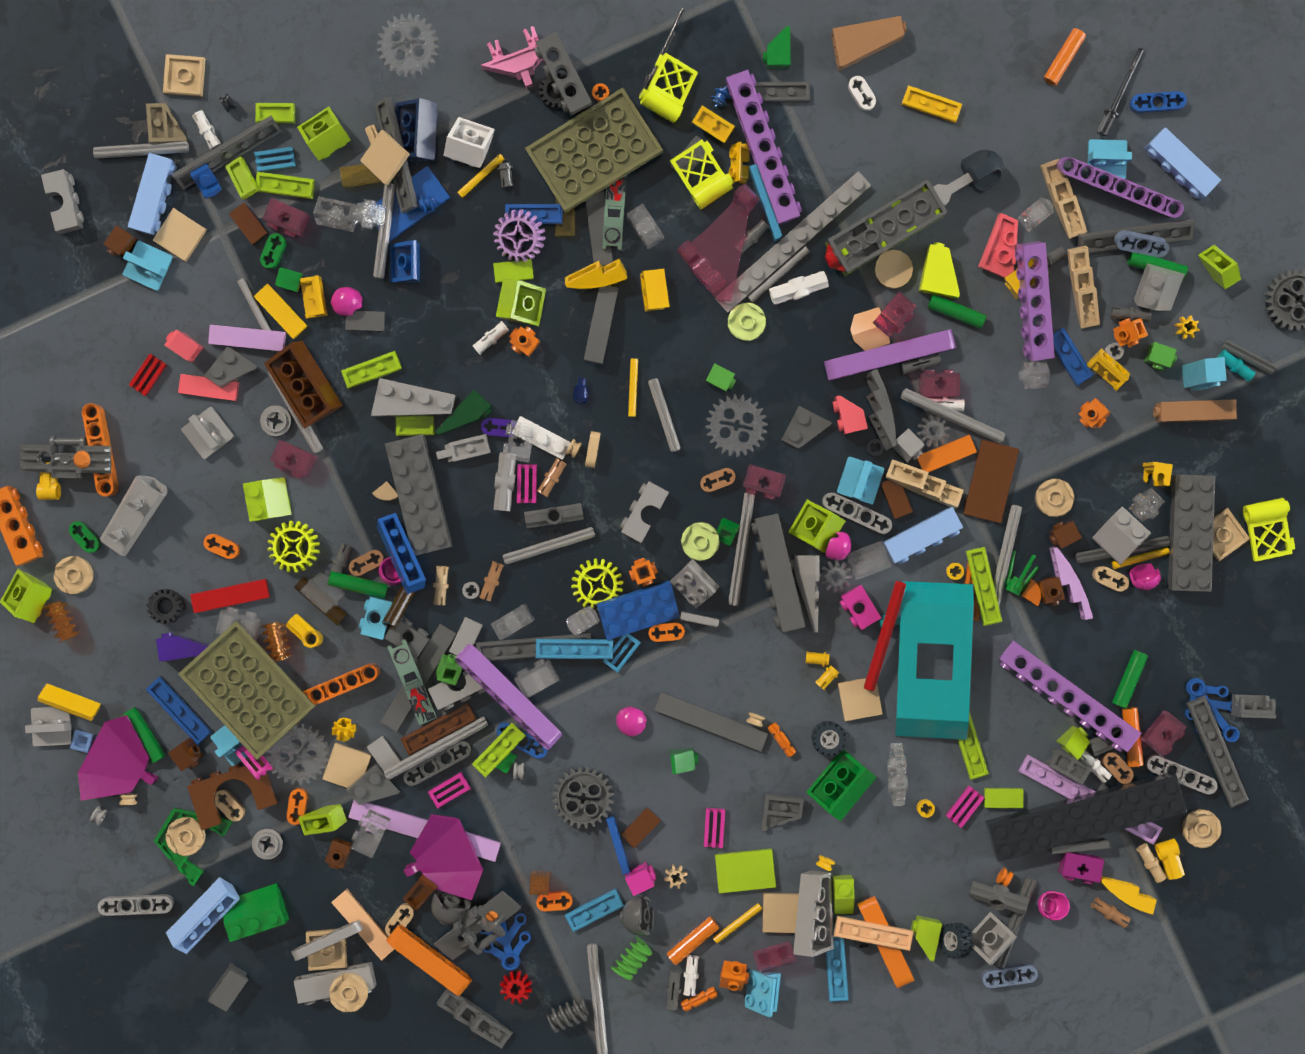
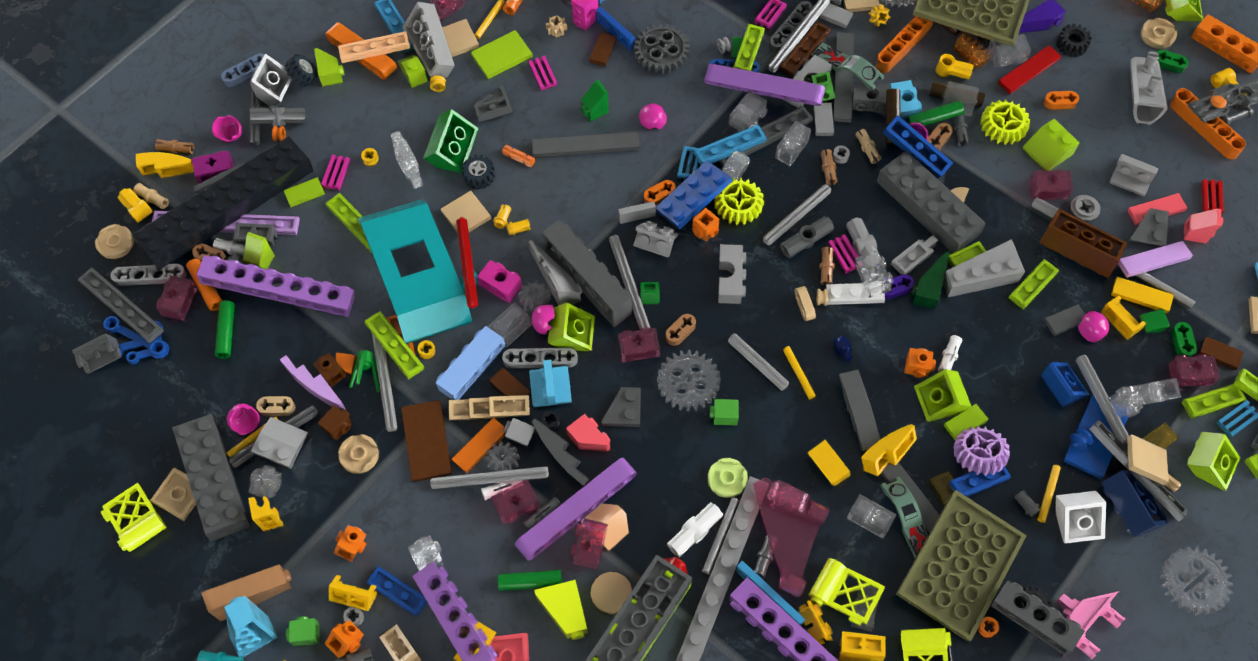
camera: 160 degrees right, 25 degrees down
(700, 541) = (669, 273): yellowish green tile -> none
(755, 719) = (548, 159): tan bush -> none

